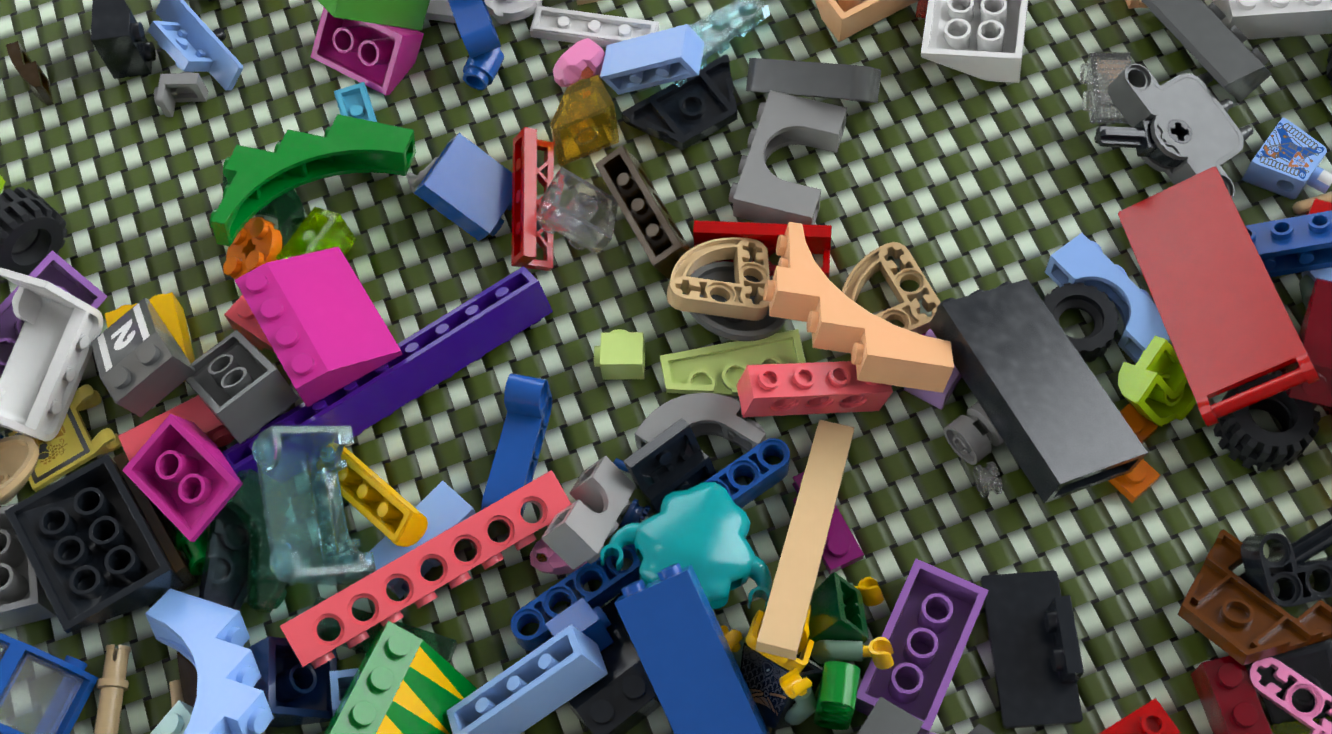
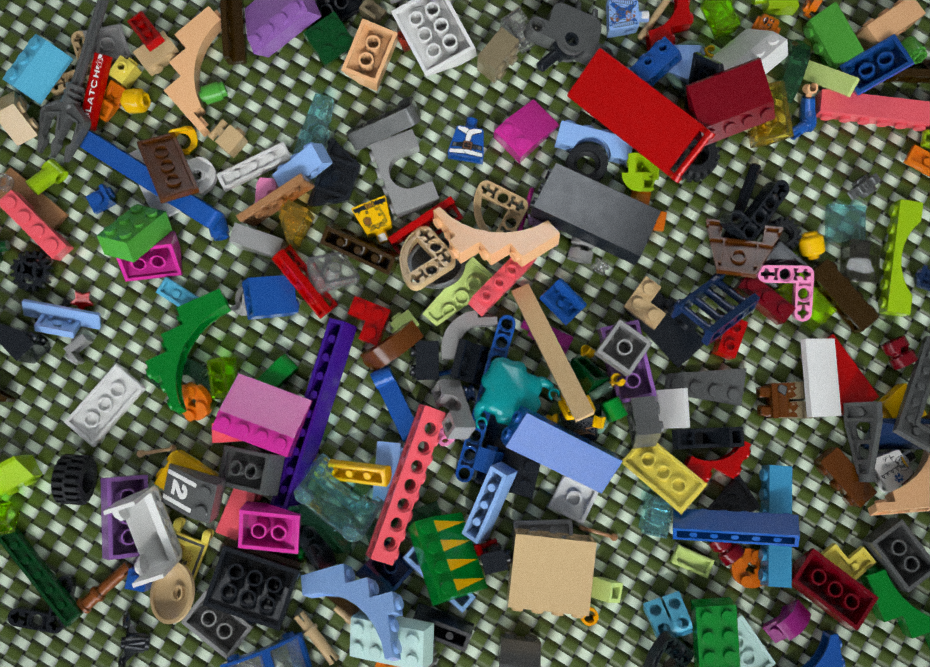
camera: 45 degrees left, 20 degrees up
(130, 274) = (141, 453): none -> tan hinge
(145, 183) = (105, 405): none -> white tile
(238, 40) = (82, 300): none -> red piece
(397, 295) = (279, 371): none -> green beam
(510, 104) = (256, 241): none -> light grey slope
(550, 72) = (272, 202): none -> medium nougat tile
(578, 358) = (392, 346): none -> reddish brown arch
(583, 315) = (375, 319): none -> red brick
(608, 421) = (424, 360): none -> black brick
(699, 189) = (374, 218): none -> yellow torso
(888, 489) = (563, 301): none -> blue bracket
(913, 180) = (467, 143): none -> torso
(926, 604) = (623, 348): none -> light grey brick
(1012, 580) = (640, 303): none -> tan plate
(1014, 217) = (525, 130): none -> dark pink slope
(1049, 92) = (498, 55): none -> dark tan brick
(1121, 684) = (723, 322): none -> dark blue fence

